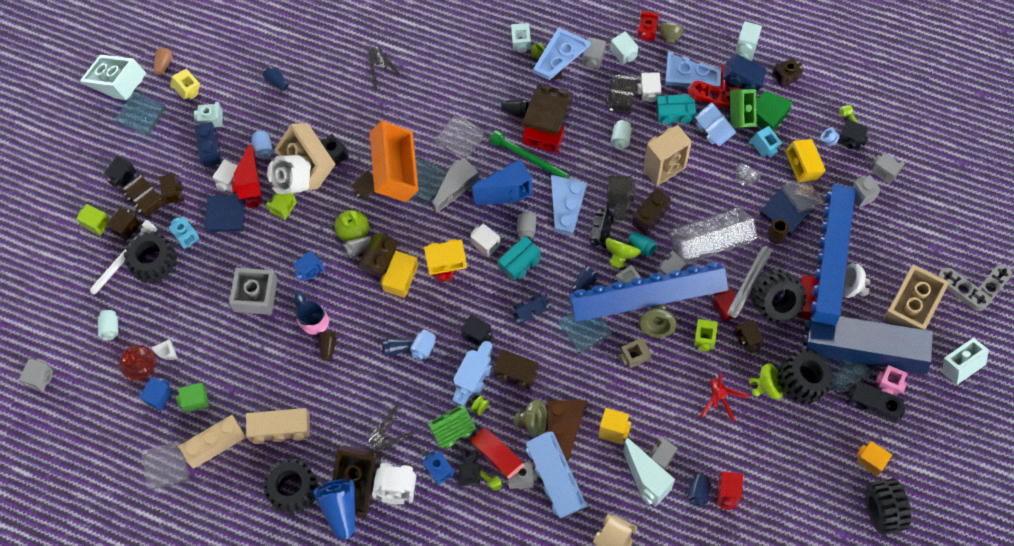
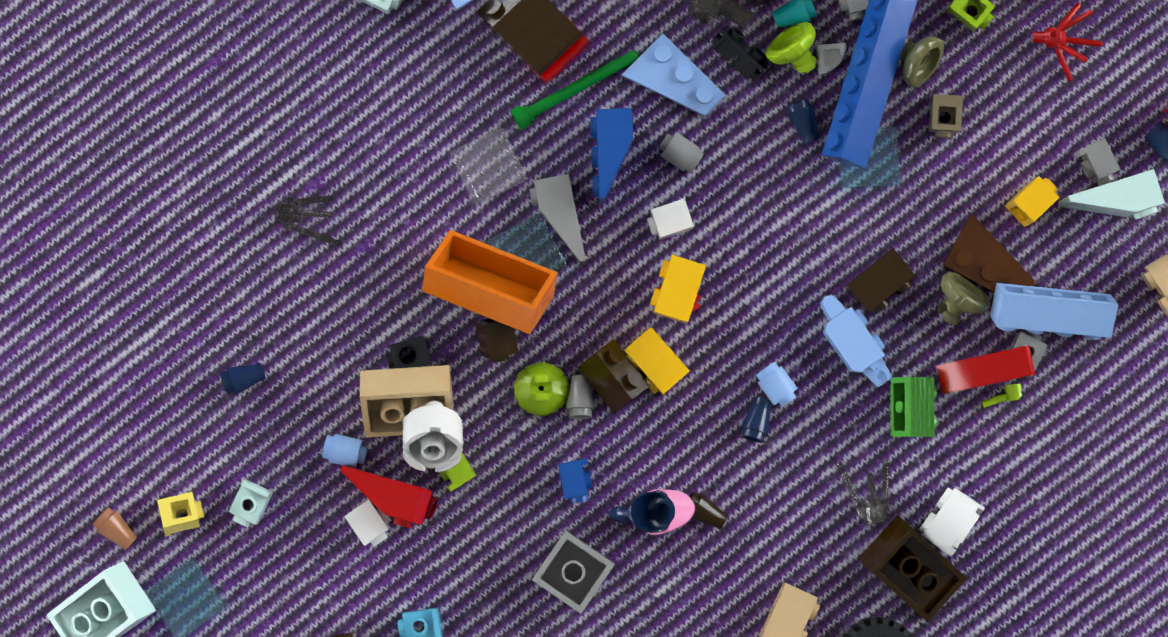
camera: 65 degrees left, 20 degrees up
(171, 189) = (341, 610): dark brown brick -> none
(208, 144) = (301, 526): dark blue brick -> none
(224, 213) = (422, 555): dark blue tile -> none
(338, 506) = (939, 606): blue cone -> none
(438, 467) = (955, 453): blue brick -> none
(470, 471) = (981, 416): black plate -> none
(476, 330) = (797, 302): black brick -> none
(480, 405) = (901, 354): lime bush -> none
(515, 106) = (487, 63): black cone -> none
(519, 259) = (725, 188): teal brick -> none
(523, 311) = (800, 227): dark blue hinge -> none

